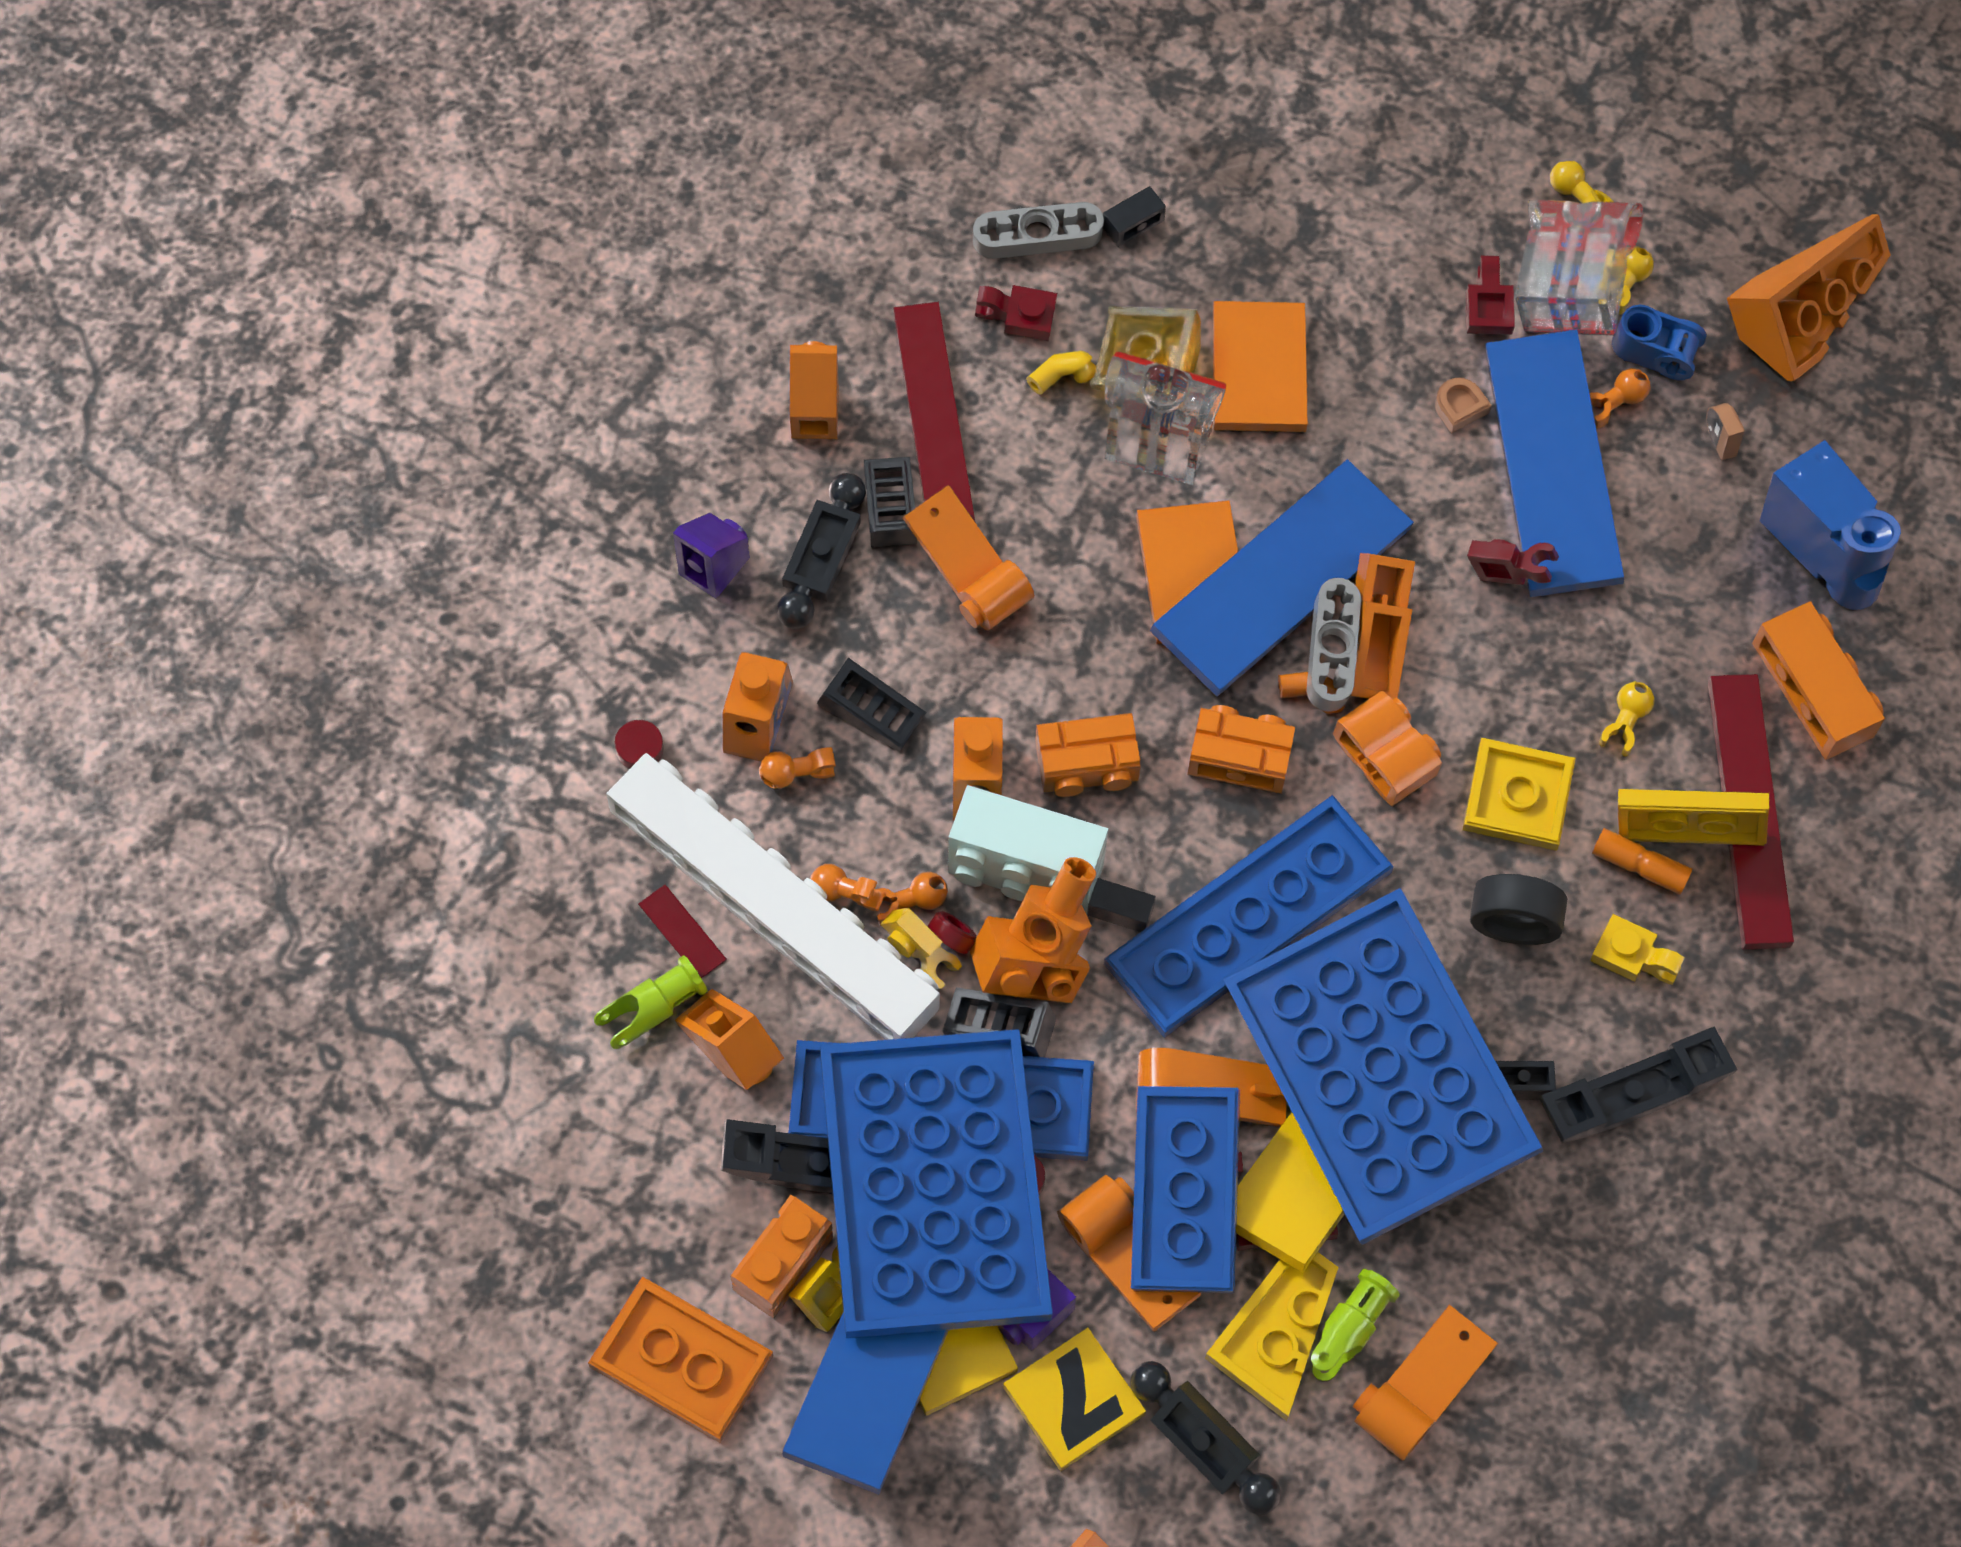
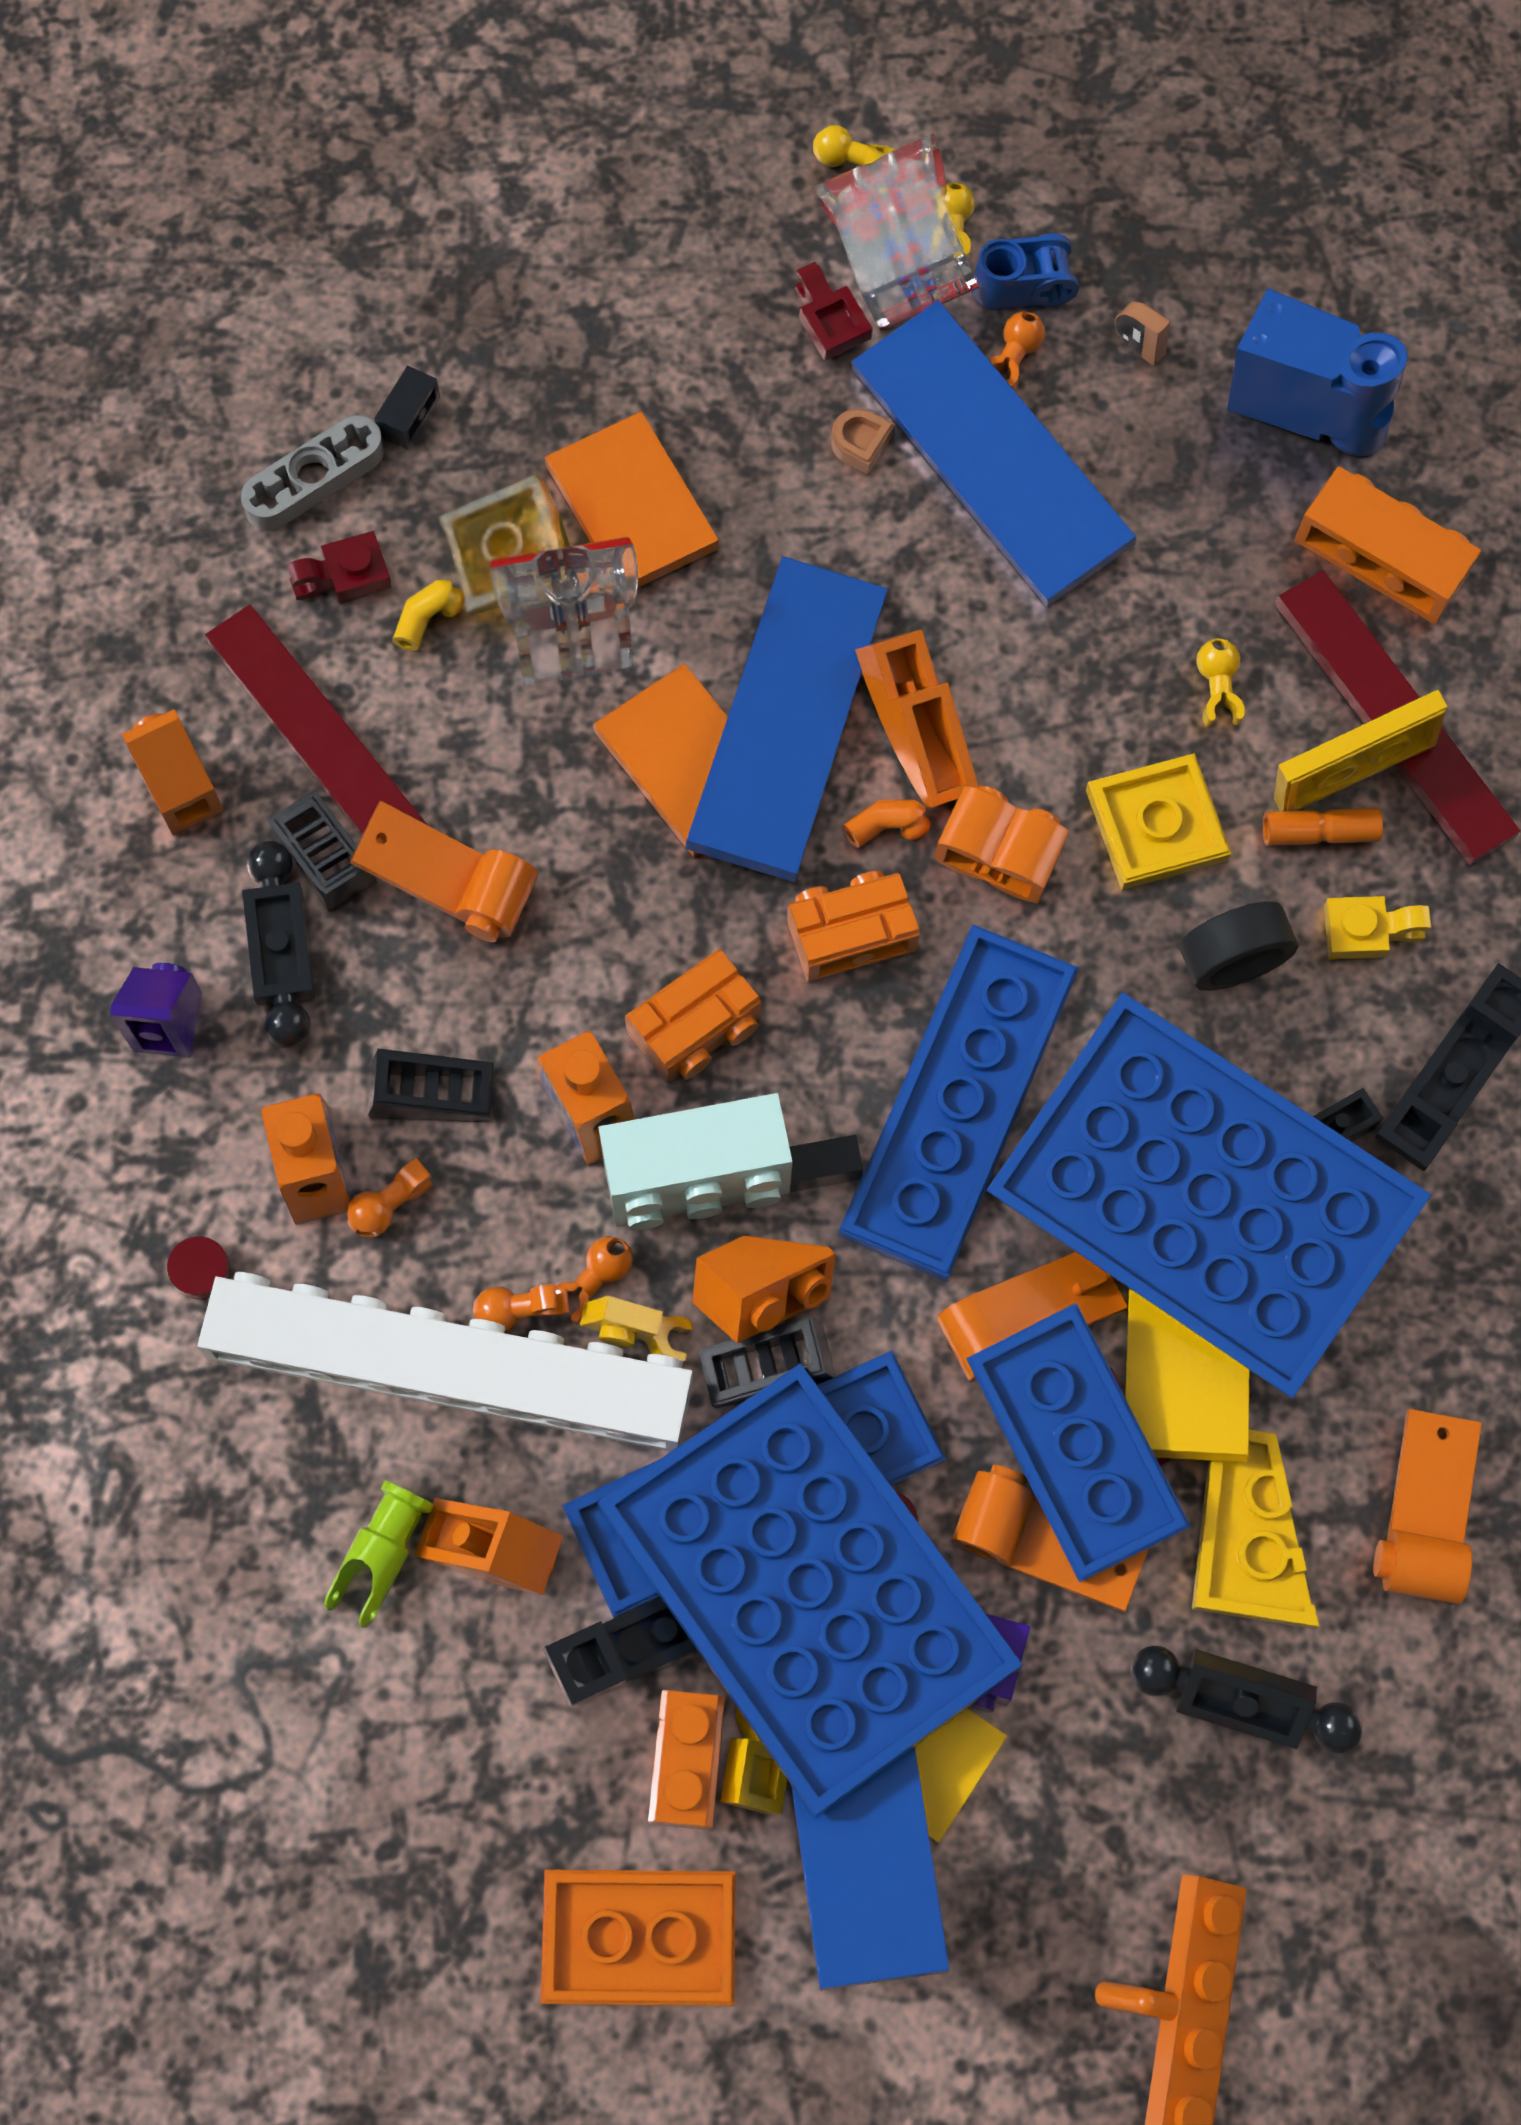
camera: 30 degrees left, 5 degrees up
(682, 930) = (364, 1450): dark red sticker -> none
(952, 932) = (663, 1292): dark red tile -> none
(1052, 917) = (773, 1223): orange piece -> none
(1074, 1399) = (1084, 1735): yellow tile -> none
(1320, 659) = (885, 786): light grey beam -> none
(1352, 1324) = (1322, 1490): lime piece -> none
(1504, 563) = (1010, 583): dark red plate -> none
(1800, 302) = (1139, 160): orange wedge -> none

